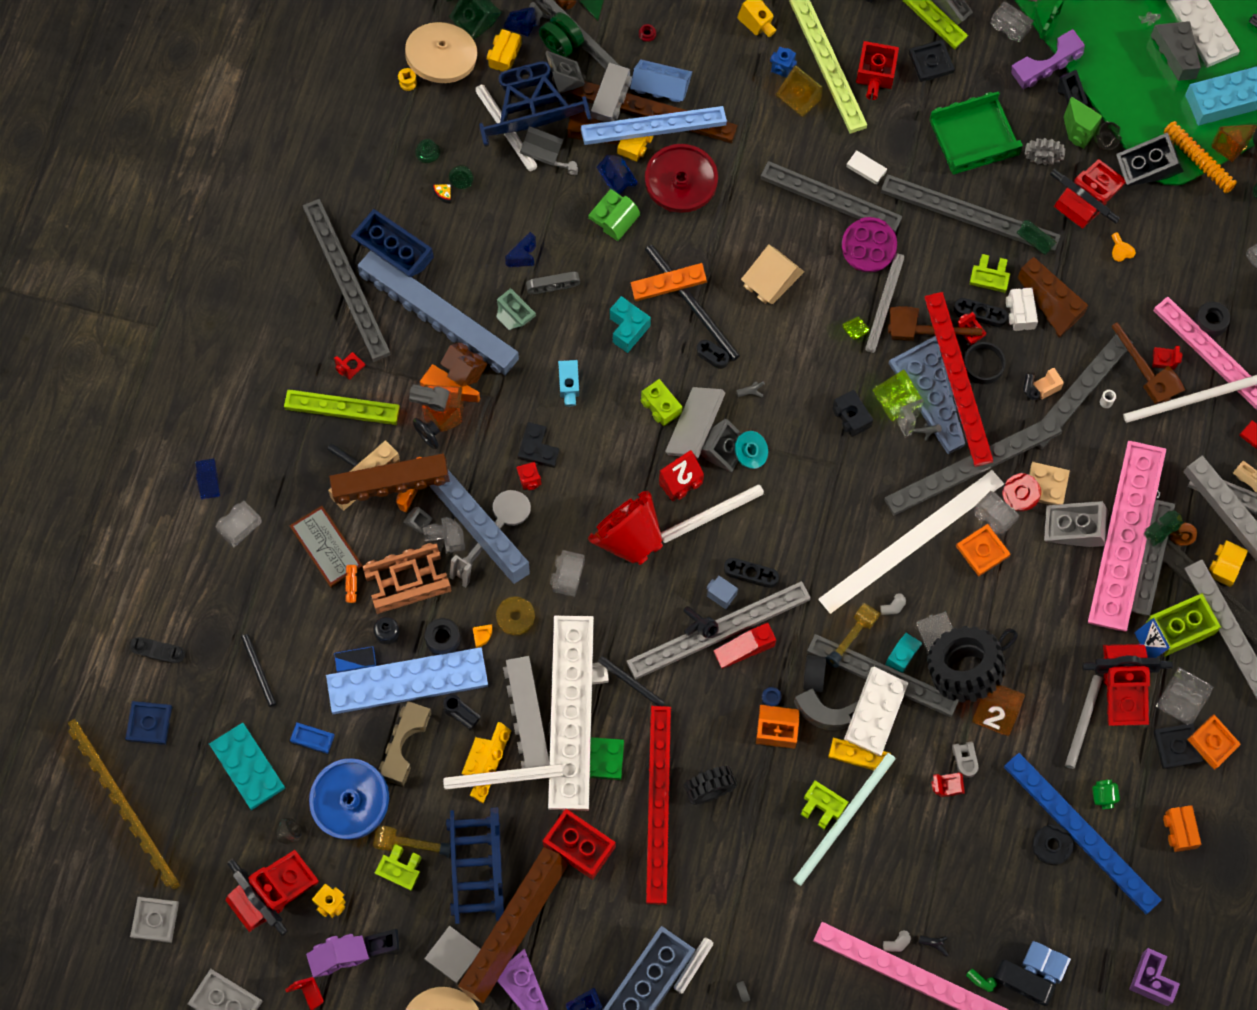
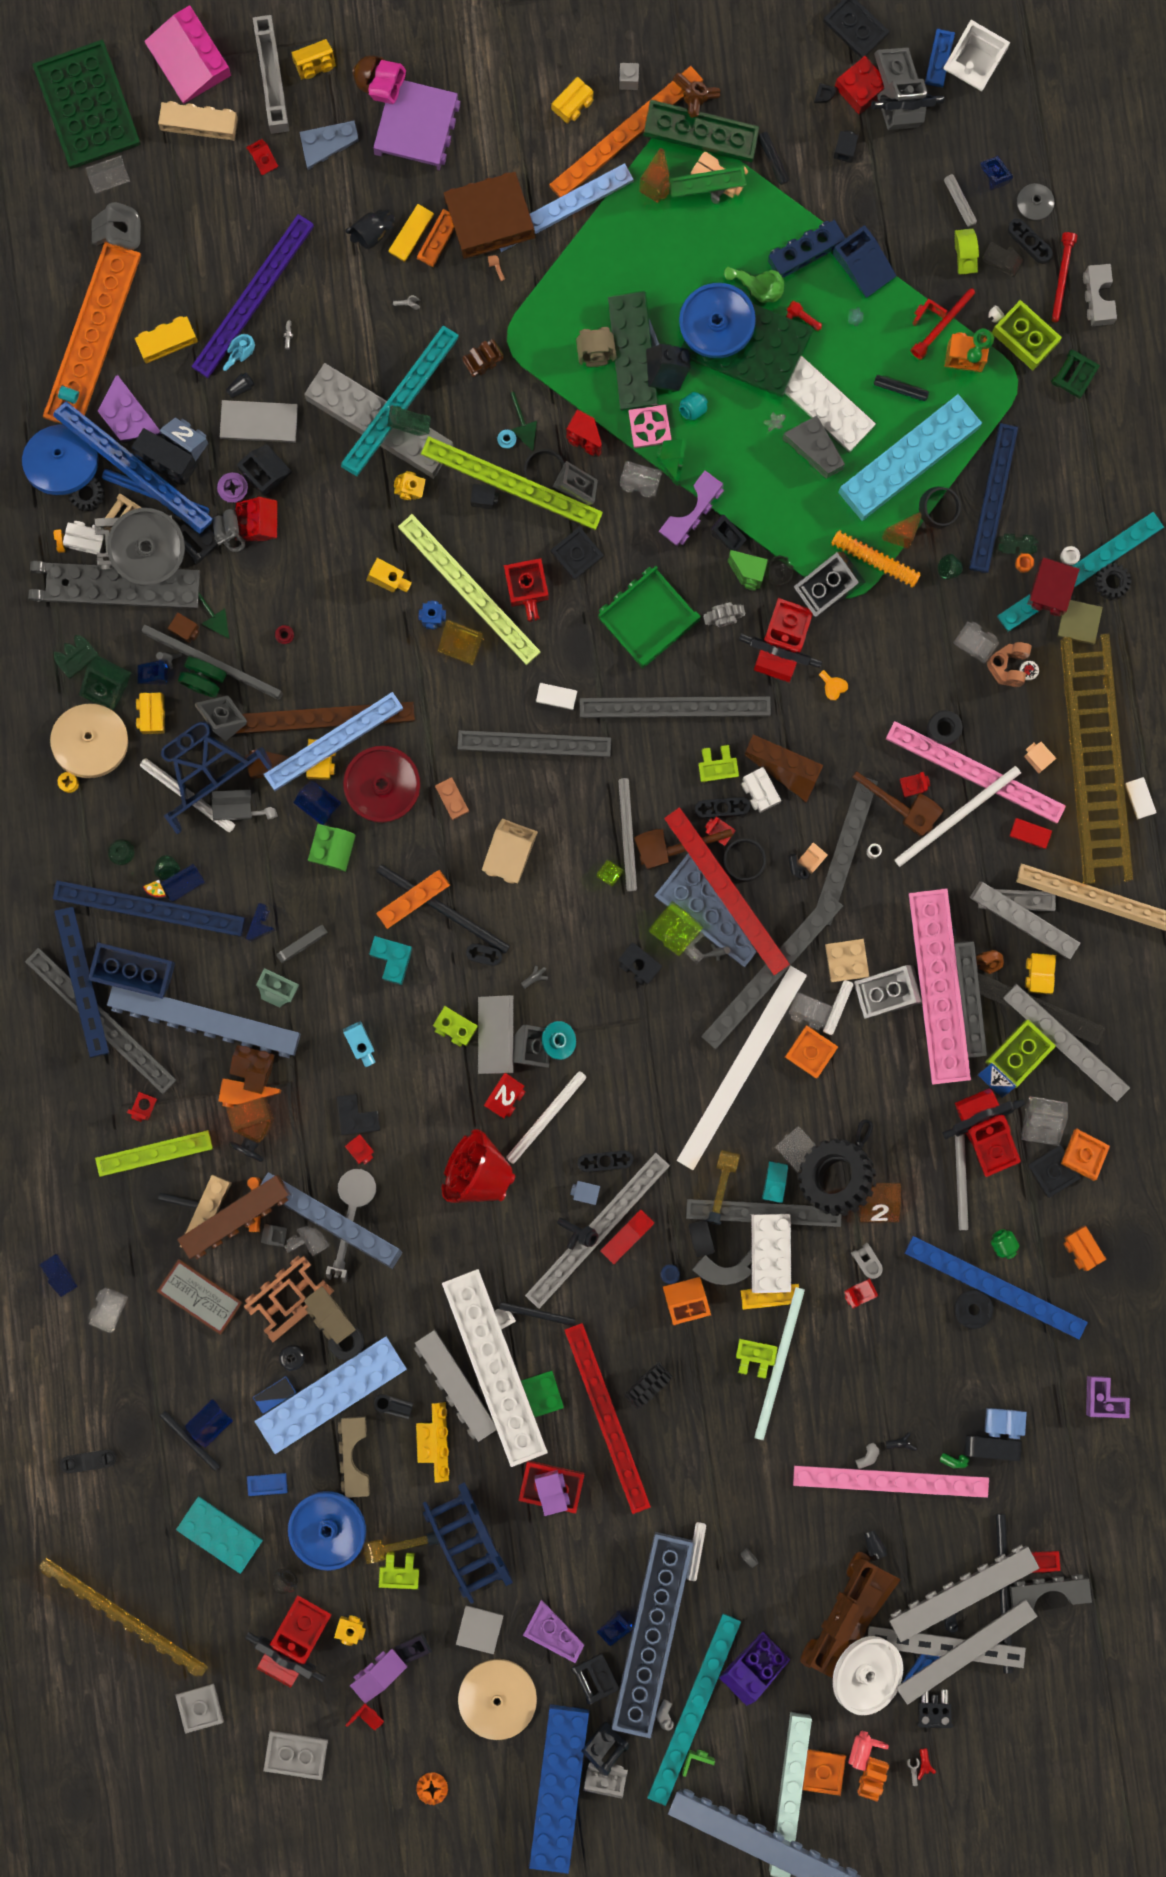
camera: 25 degrees left, 15 degrees up
(148, 723) = (111, 1531): dark blue tile -> none
(283, 661) = (208, 1423): none -> clear blue panel
(343, 242) = (82, 987): none -> dark blue tile
(351, 583) = (239, 1325): orange axle -> none
(431, 204) = (149, 908): none -> dark blue plate
(433, 398) = (237, 1122): dark grey piece -> none
(437, 601) = (328, 1315): none -> dark tan brick
(470, 193) = (183, 882): none -> clear blue panel
(482, 634) = (381, 1322): light orange tile -> none
(503, 776) = (458, 1455): white axle -> none
(513, 925) = (523, 1586): reddish brown brick -> none
(519, 626) = (392, 1291): clear yellow tile -> none
(568, 573) = (436, 1232): clear brick -> none
(578, 835) = (551, 1492): none -> medium lavender brick
(611, 93) = (279, 726): light grey wedge -> none
(660, 80) = (319, 682): medium blue slope -> none
(738, 216) = (452, 798): none -> nougat plate
(869, 244) = (590, 780): magenta tile -> none
(895, 607) = (751, 1139): light grey arm -> none
(1022, 492) = (827, 980): tile -> none
(1022, 522) = (838, 1007): none -> white axle
(1036, 237) = (748, 710): clear green hinge -> none
(1170, 523) = (976, 965): clear green hinge -> none

